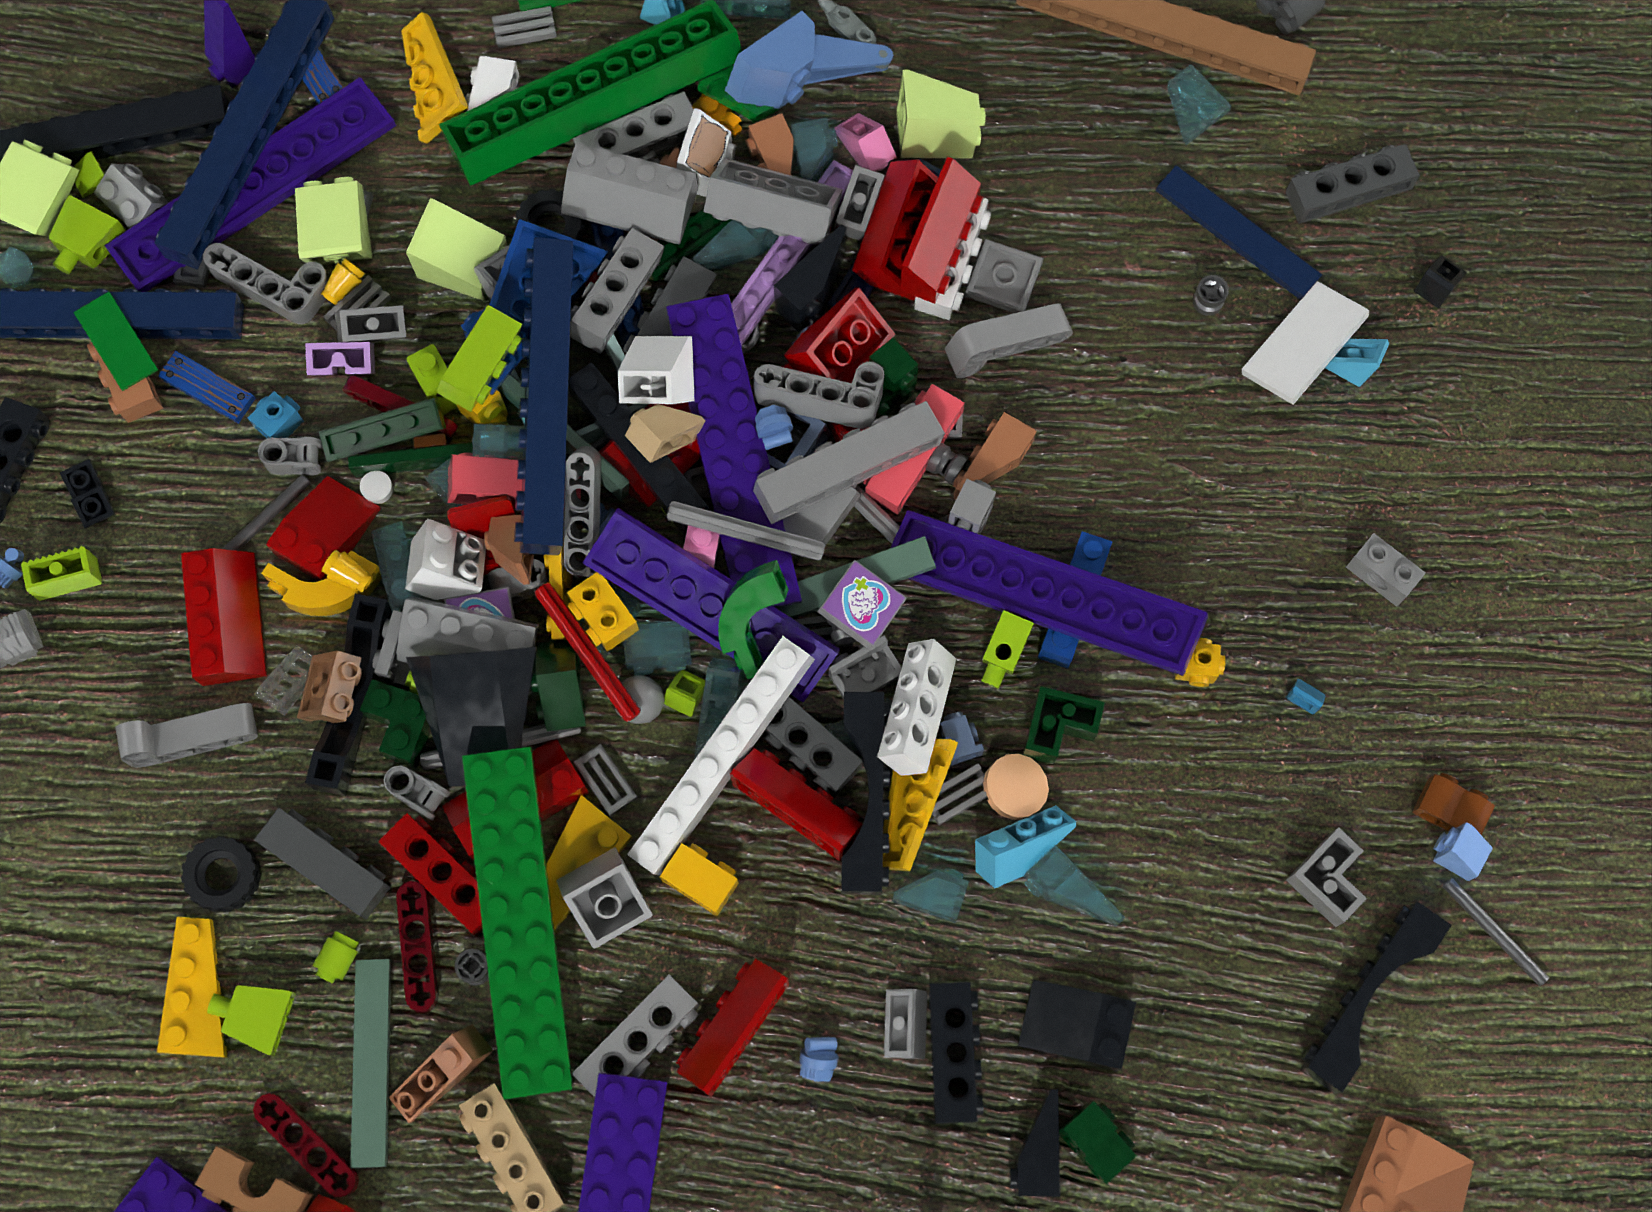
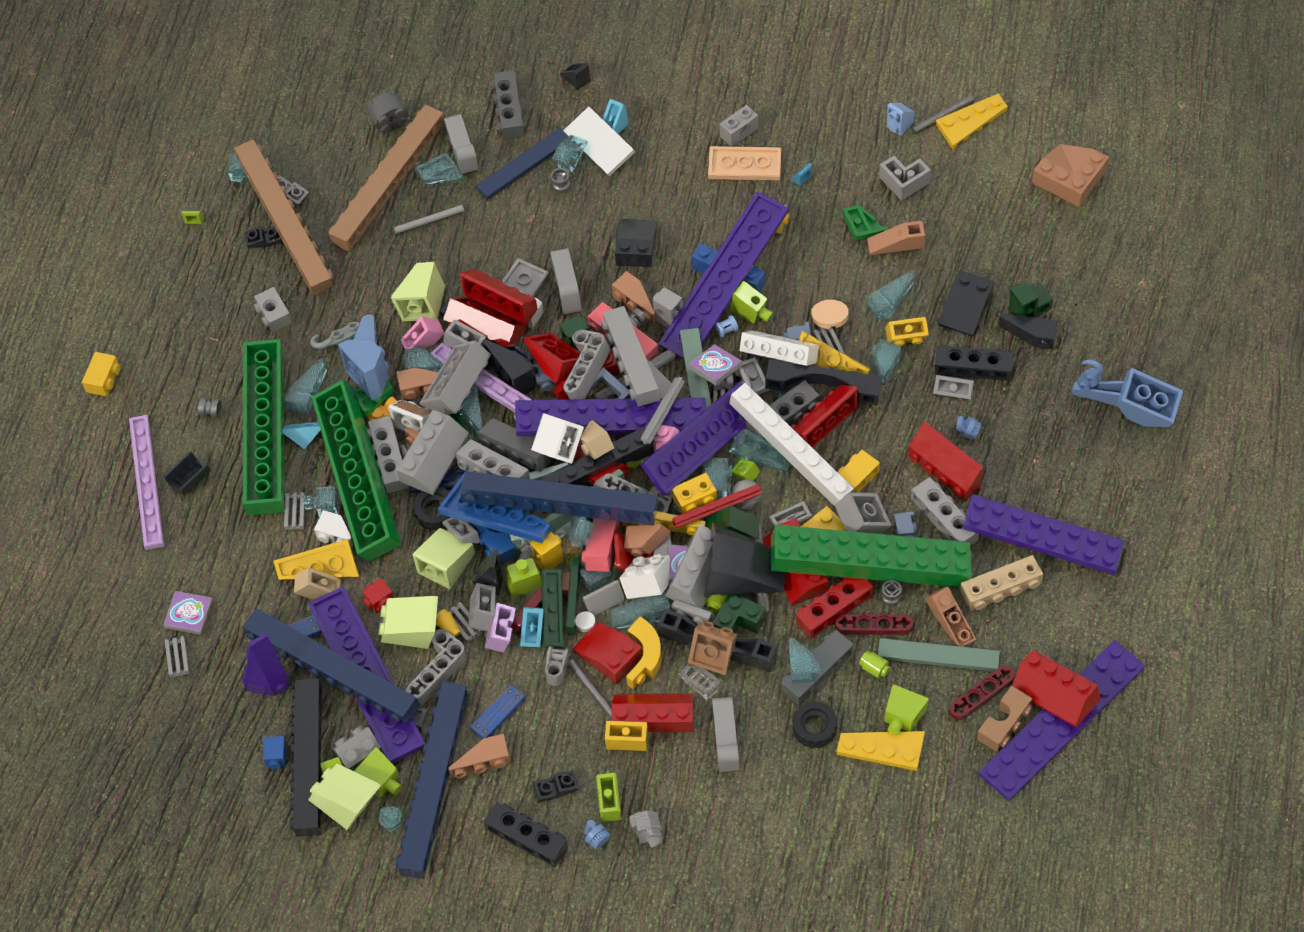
camera: 75 degrees left, 15 degrees down
(109, 86) = (275, 752): none -> blue brick
(115, 341) = (460, 752): green piece -> none
(165, 581) = (626, 735): none -> yellow brick
(276, 416) = (529, 671): dark azure brick -> none
(305, 833) = (802, 663): none -> clear light blue slope
(346, 571) = (641, 629): yellow cone -> none
(347, 405) = (531, 627): none -> medium azure slope
(384, 174) = (376, 595): none -> red brick
(394, 83) = (314, 583): none -> tan slope
(412, 502) = (603, 598): none -> light grey slope
(420, 794) = (784, 612): light grey piece -> none
(425, 325) = (490, 572): none -> black slope
(480, 359) = (532, 524): lime brick -> none
(538, 59) = (325, 499): none -> clear light blue brick
(600, 974) = (905, 524): none -> sand blue brick
(753, 592) = (709, 415): green arch -> none
(774, 426) = (601, 390): medium blue piece -> none
(961, 615) = (721, 331): none -> light blue bush
(994, 925) = (906, 331): none -> yellow brick
(1015, 848) = (863, 314): medium azure slope -> none
(1060, 714) = (796, 287): dark green brick -> none
(1098, 108) = (428, 219): none -> light grey bar
(1111, 438) = (635, 243): none -> black slope
(1192, 882) = (899, 238): none -> nougat slope
(1219, 816) = (860, 223): none -> green wing
(1227, 135) = (460, 143): none -> light grey beam
(1269, 297) = (569, 152): none -> clear light blue slope
(1313, 594) = (744, 163): none -> light nougat tile
(1338, 1052) = (995, 189): black arch -> none
(1450, 805) = (873, 119): dark orange brick -> none
(1488, 977) = (964, 122): none -> yellow wing

